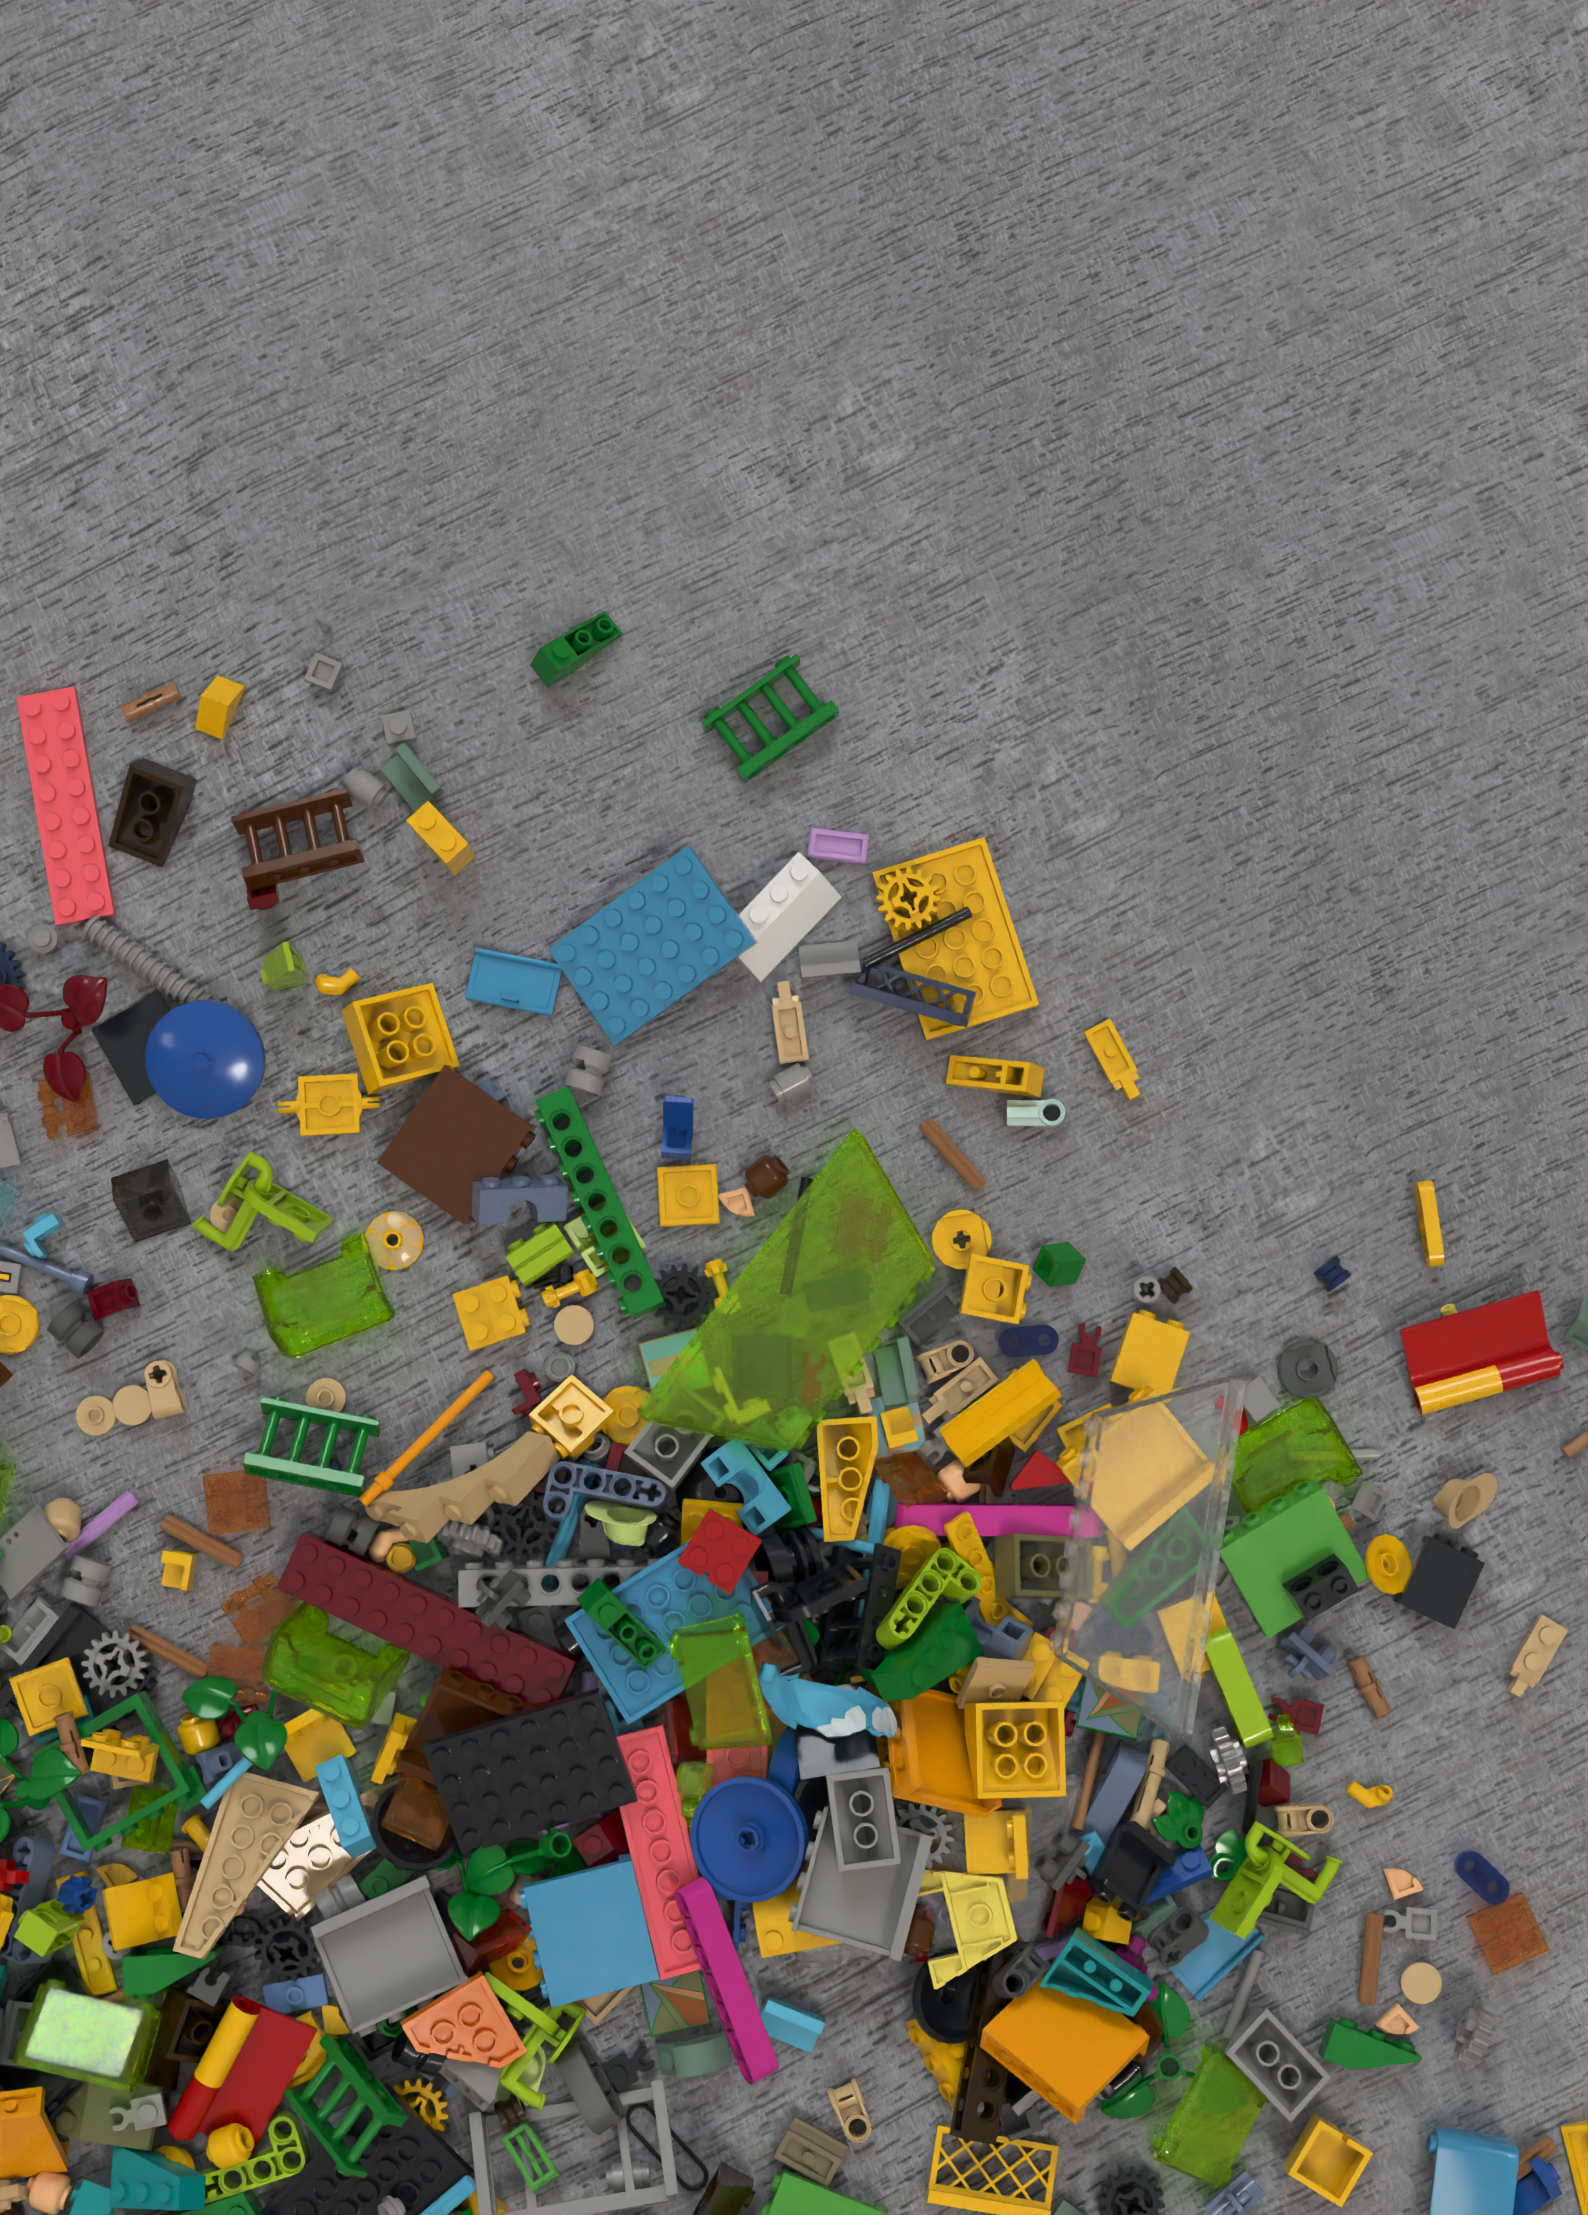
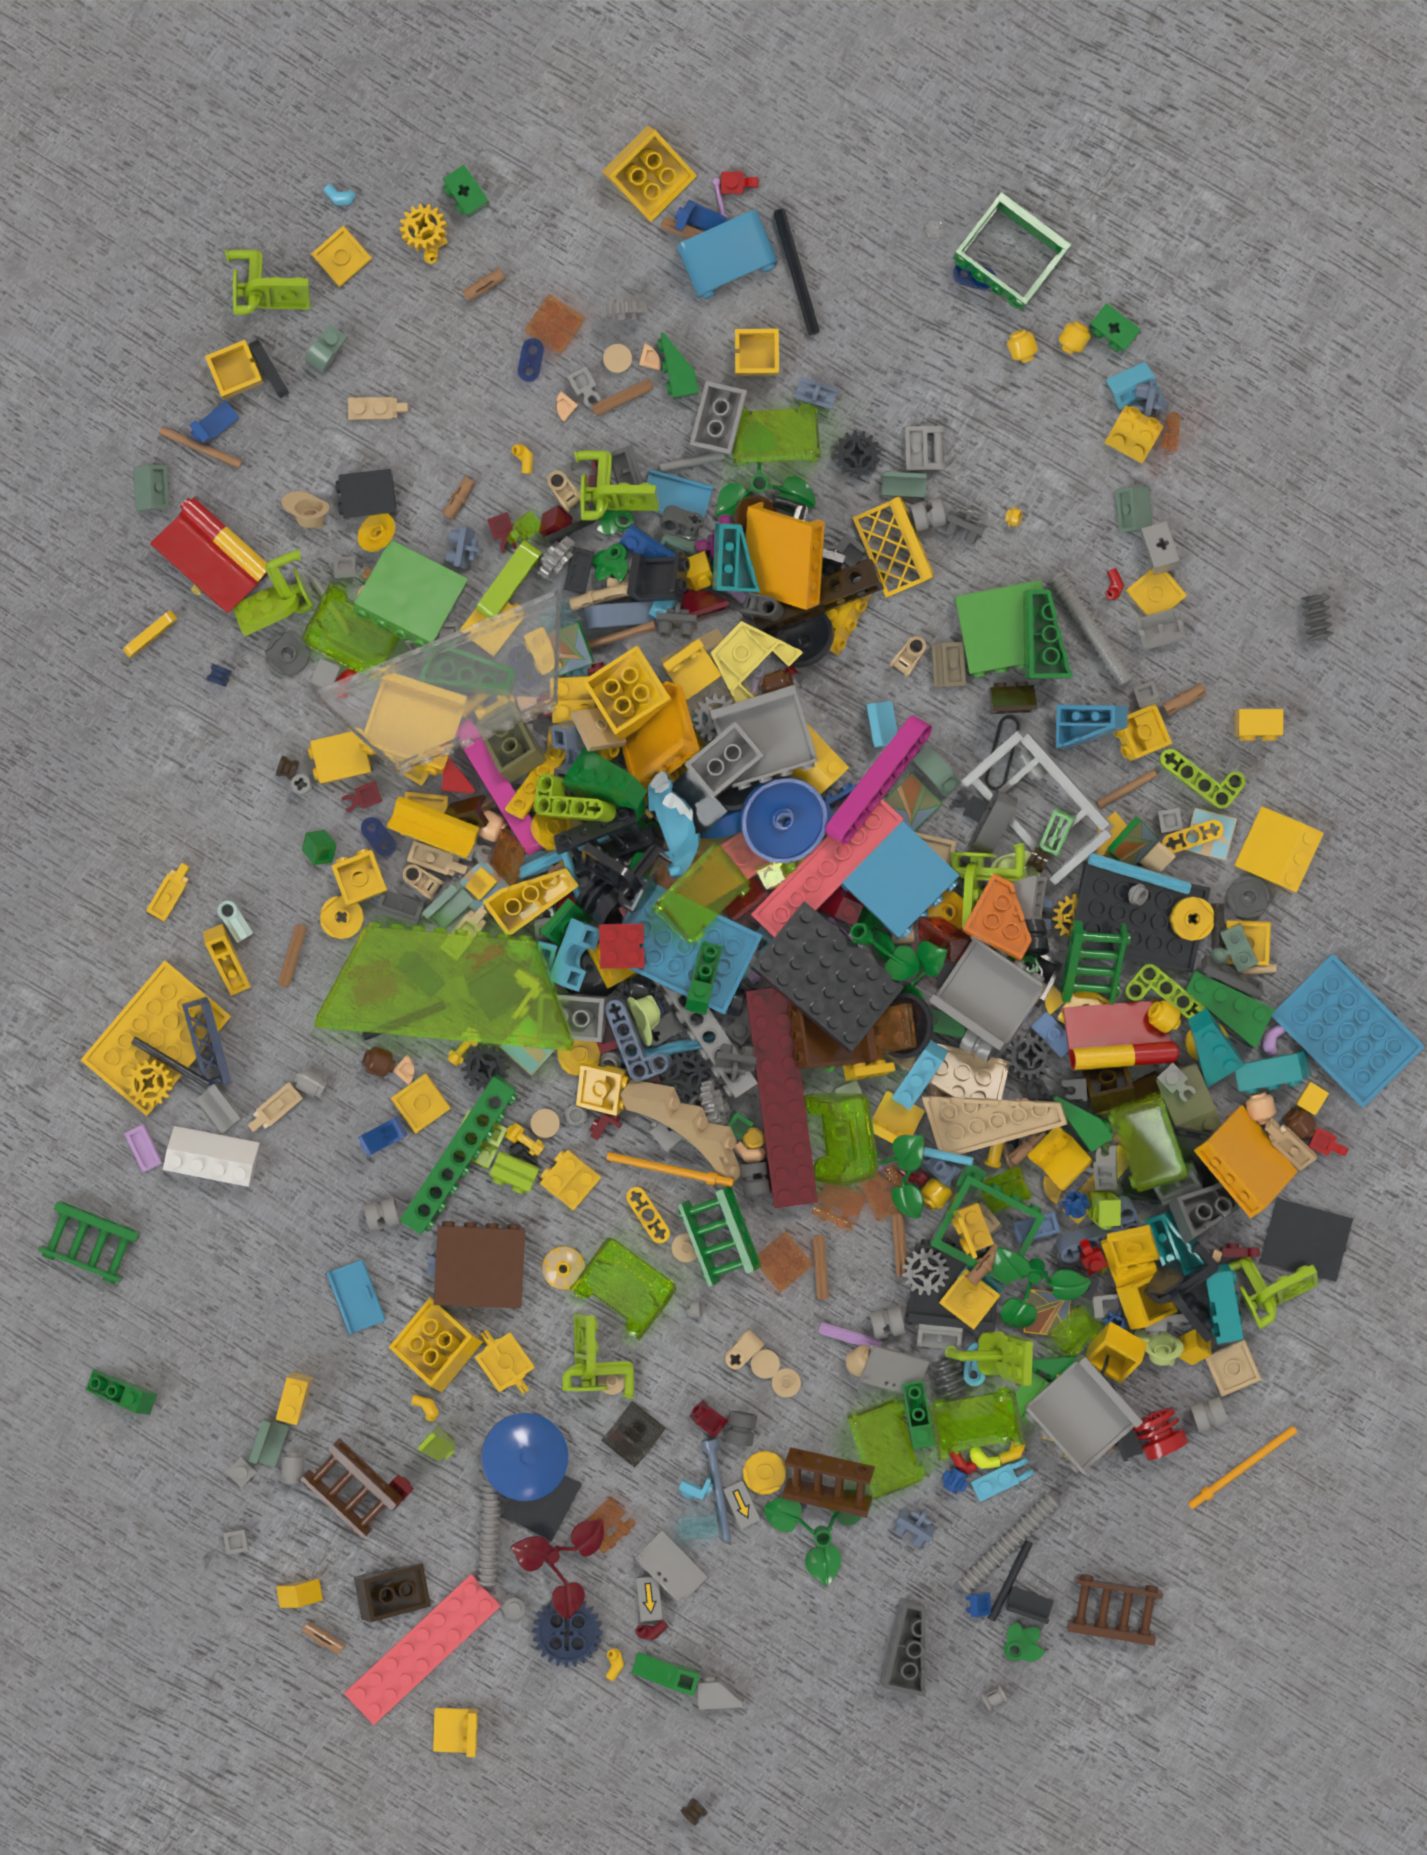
camera: 125 degrees left, 5 degrees up
(91, 1960) = (1106, 1170): none -> light grey hinge
(179, 1569) = (846, 1270): yellow panel -> none
(369, 1370) = (643, 1198): none -> yellow beam
(495, 1197) = (495, 1220): sand blue arch -> none
(652, 945) = (278, 1223): dark azure plate -> none
(1320, 1587) = (415, 567): black brick -> none
(1378, 1393) = (274, 602): none -> lime plate

